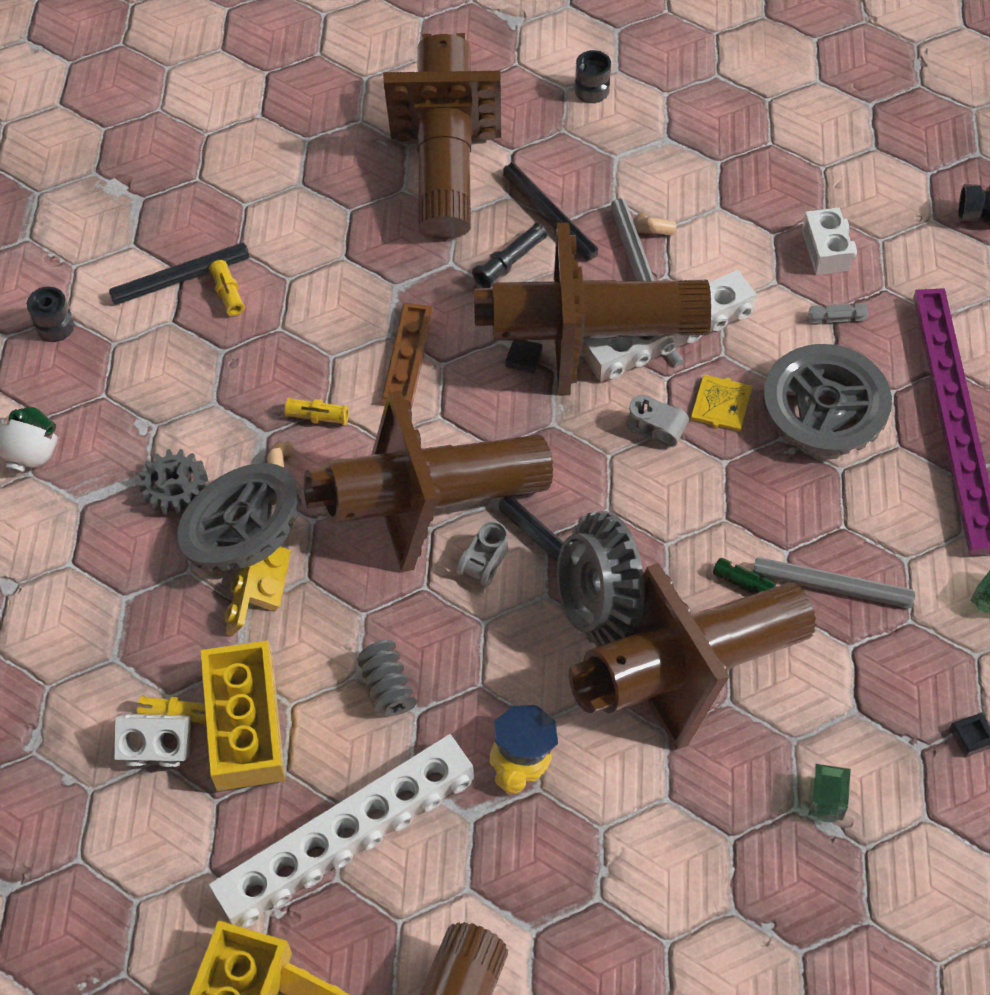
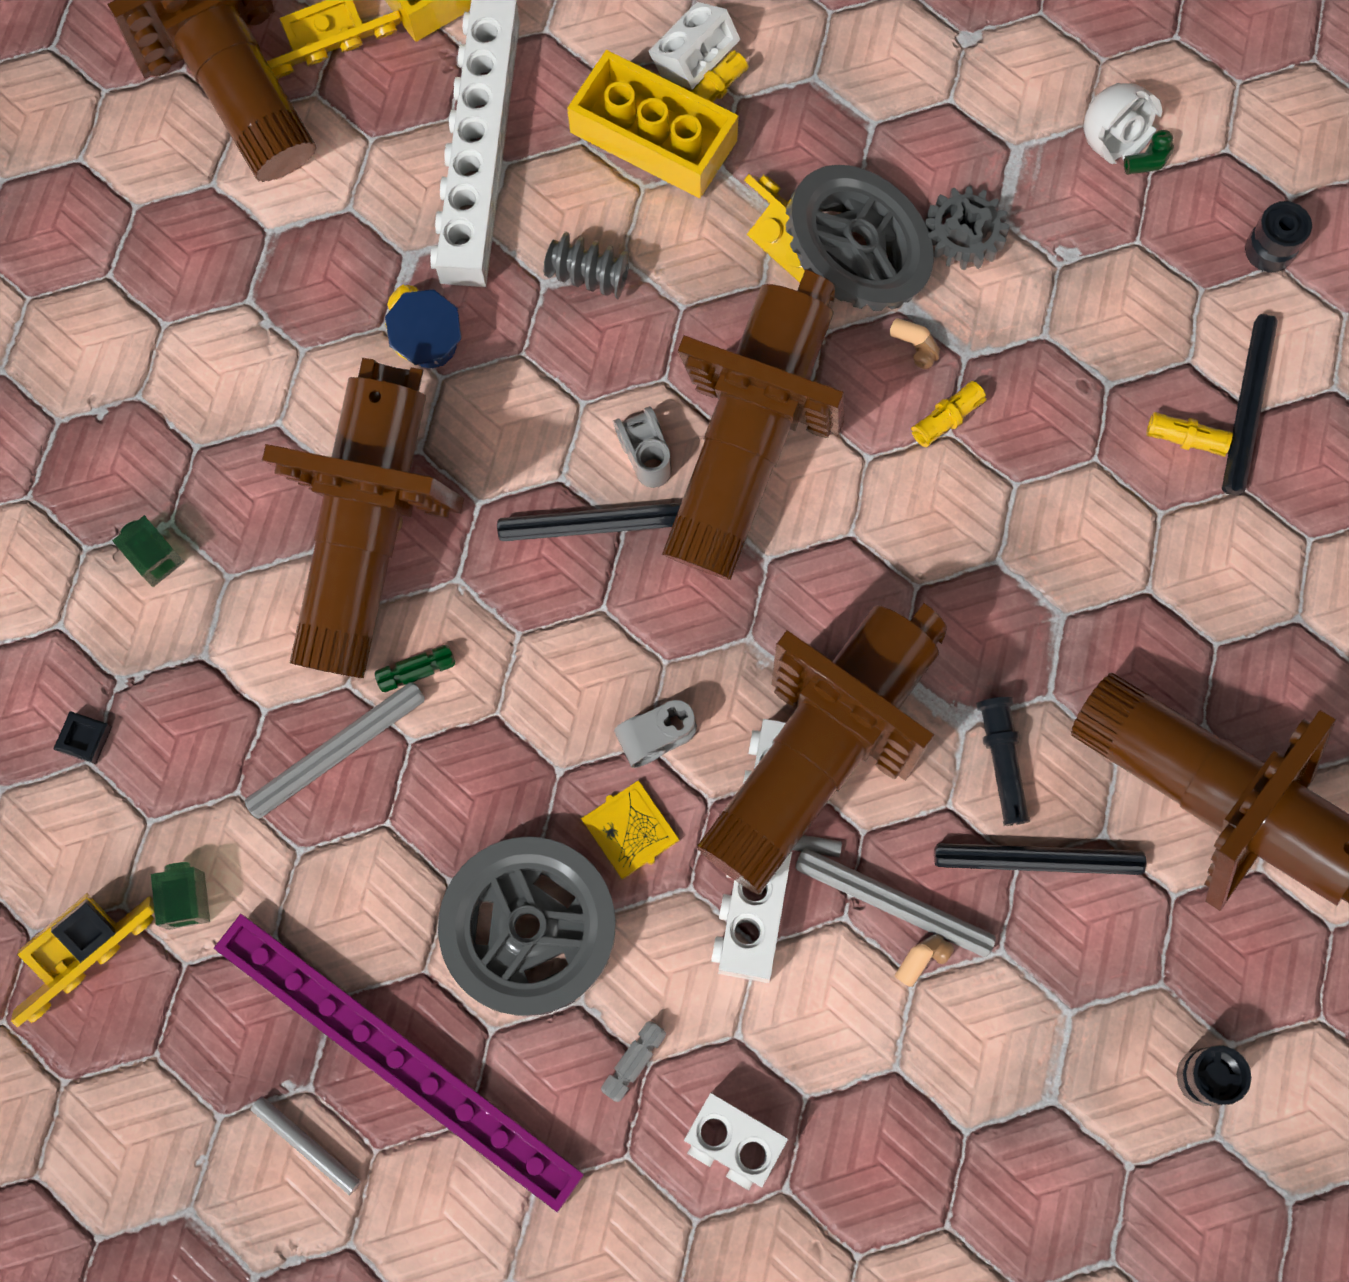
camera: 130 degrees right, 15 degrees up
(408, 351) = (955, 556): dark orange tile -> none
(601, 579) = (497, 478): dark grey gear -> none

